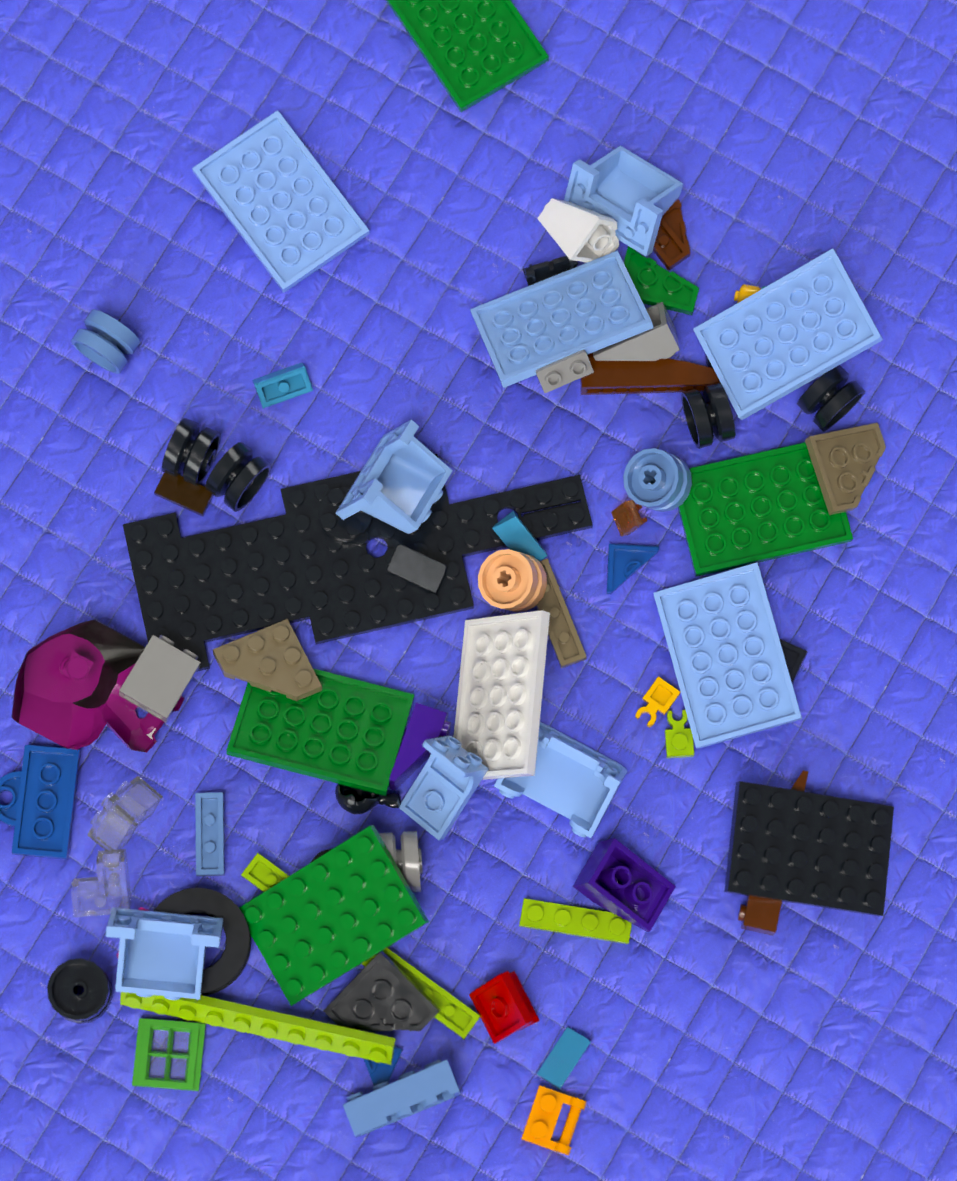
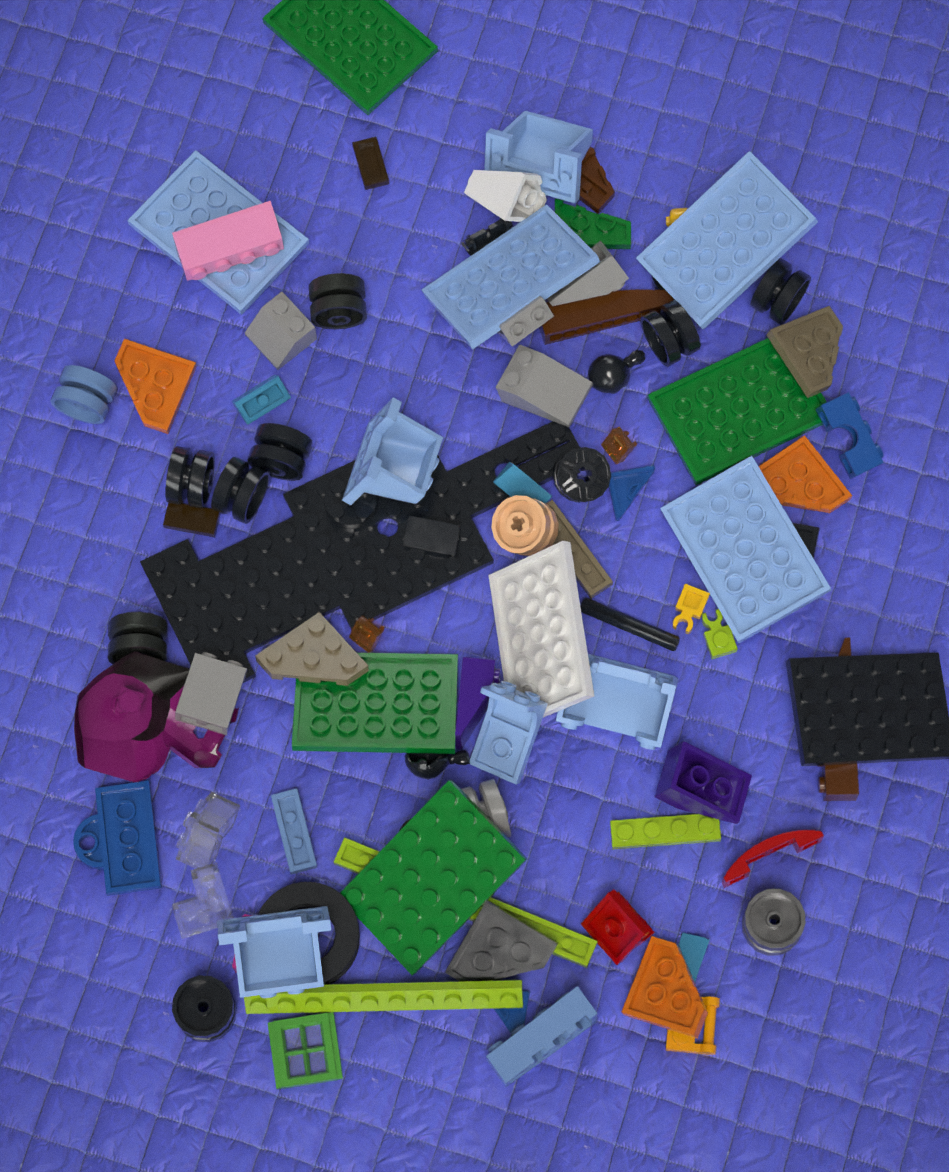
camera: 10 degrees left, 5 degrees down
(100, 602) = (137, 633): none -> pearl dark grey wheel
(179, 343) = (154, 382): none -> orange plate
(286, 217) = (228, 241): none -> bright pink slope
(287, 446) = (280, 451): none -> black wheel
(318, 320) = (281, 331): none -> light grey slope
(329, 652) = (366, 634): none -> clear orange tile
(381, 303) = (337, 301): none -> pearl dark grey wheel
(451, 163) = (370, 163): none -> dark brown tile
(535, 1082) = (666, 991): none -> orange plate
(567, 440) = (543, 386): none -> light grey slope
(593, 704) = (630, 624): none -> black axle
(594, 551) = (586, 460): none -> black wheel
(640, 436) = (612, 372): none -> black hair
(650, 1054) = (771, 938): none -> flat silver wheel
(657, 480) = (638, 402): medium blue wheel -> none
(706, 963) = (799, 839): none -> red slope
(804, 596) = (804, 479): none -> orange plate
(871, 585) = (844, 414): none -> blue arch

